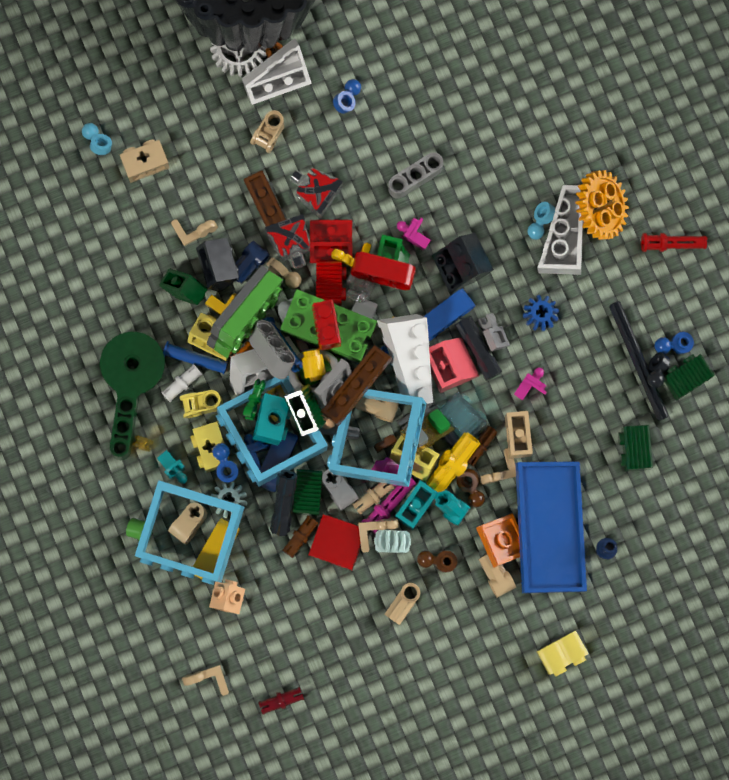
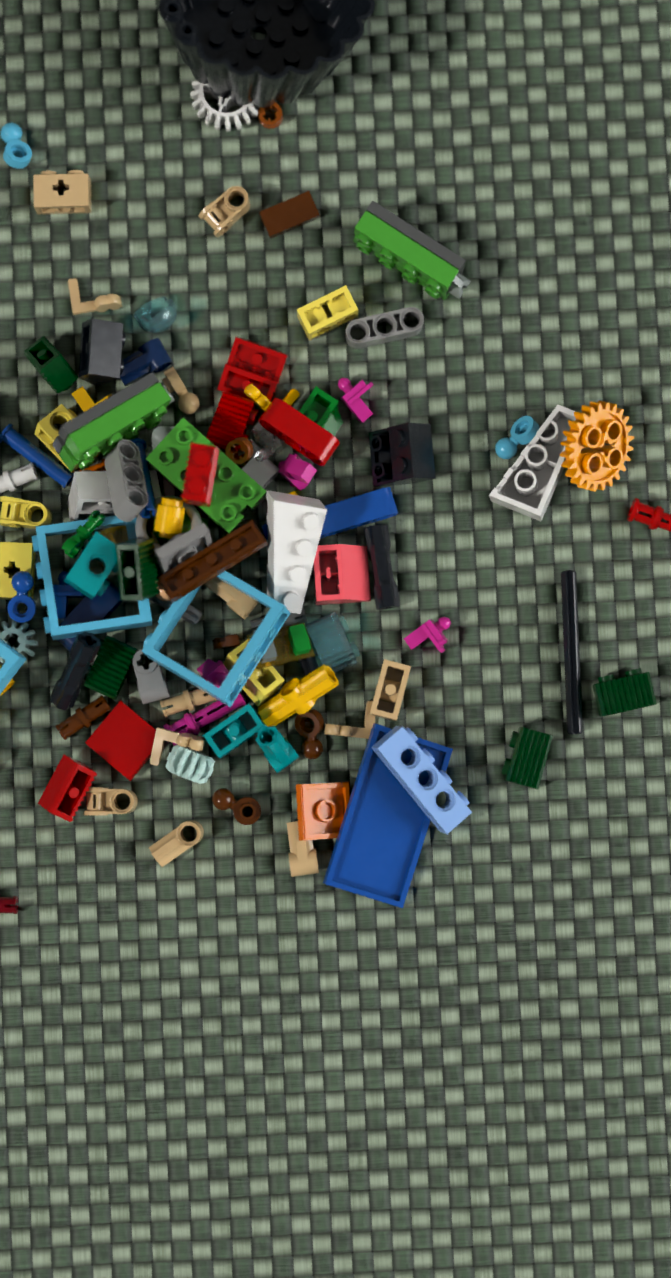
camera: 25 degrees right, 5 degrees up
(246, 224) = (156, 315): none -> clear light blue hair
(264, 198) = (192, 310): reddish brown tile -> none
(277, 74) = (260, 144): white wedge -> none
(290, 240) = (202, 353): torso -> none
(308, 591) = (67, 788): none -> red brick
(315, 118) = (289, 214): none -> reddish brown tile
(316, 190) = (257, 303): torso -> none
(340, 591) = (104, 801): none -> tan piece
(349, 295) = (245, 446): none -> dark orange bush
(352, 89) = (348, 193): blue plate -> none
(370, 178) = (327, 312): none -> light yellow brick
(391, 301) = (296, 471): none -> dark pink piece
(415, 114) = (410, 252): none -> bright green piece
(485, 439) = (345, 683): reddish brown axle -> none
(494, 335) = (407, 558): light grey plate -> none
(533, 308) = (467, 544): blue gear -> none
(536, 478) = (389, 751): none -> light blue brick
(562, 653) = (345, 972): light yellow brick -> none
(606, 548) = (446, 865): dark blue pin -> none
(658, 364) = (593, 666): black plate -> none
(665, 345) = (609, 645): blue plate -> none

